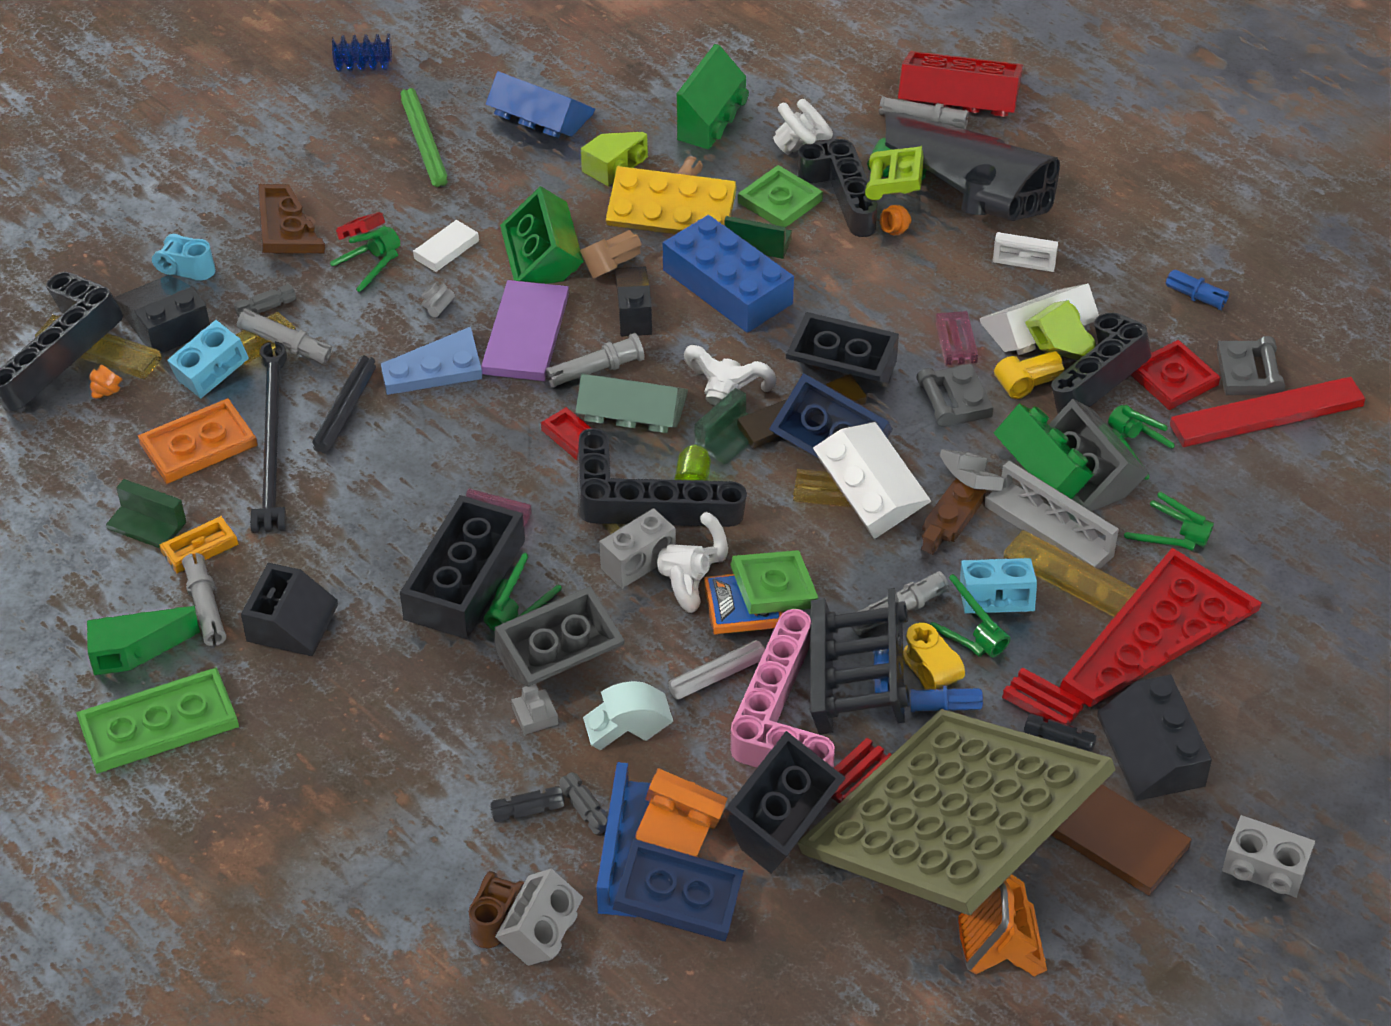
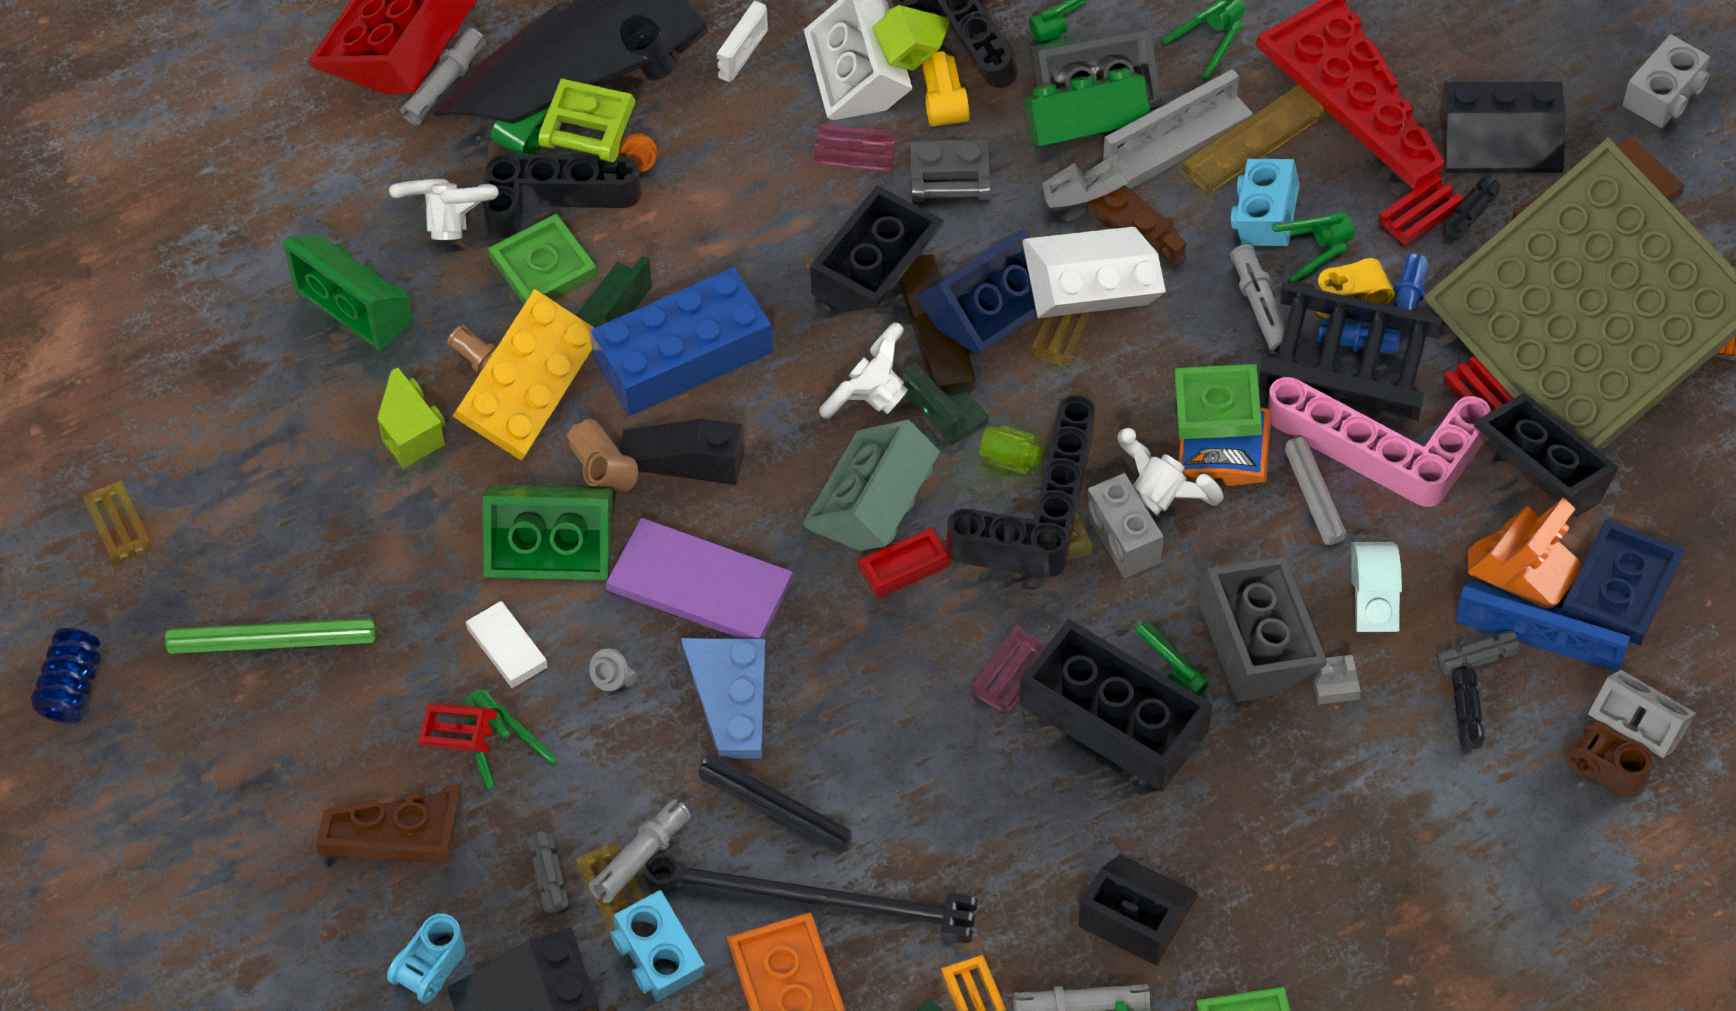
camera: 75 degrees left, 10 degrees up
(495, 53) = (128, 548): none -> clear yellow tile
(537, 106) = (269, 485): slope -> none
(609, 357) = (787, 496): light grey pin -> none

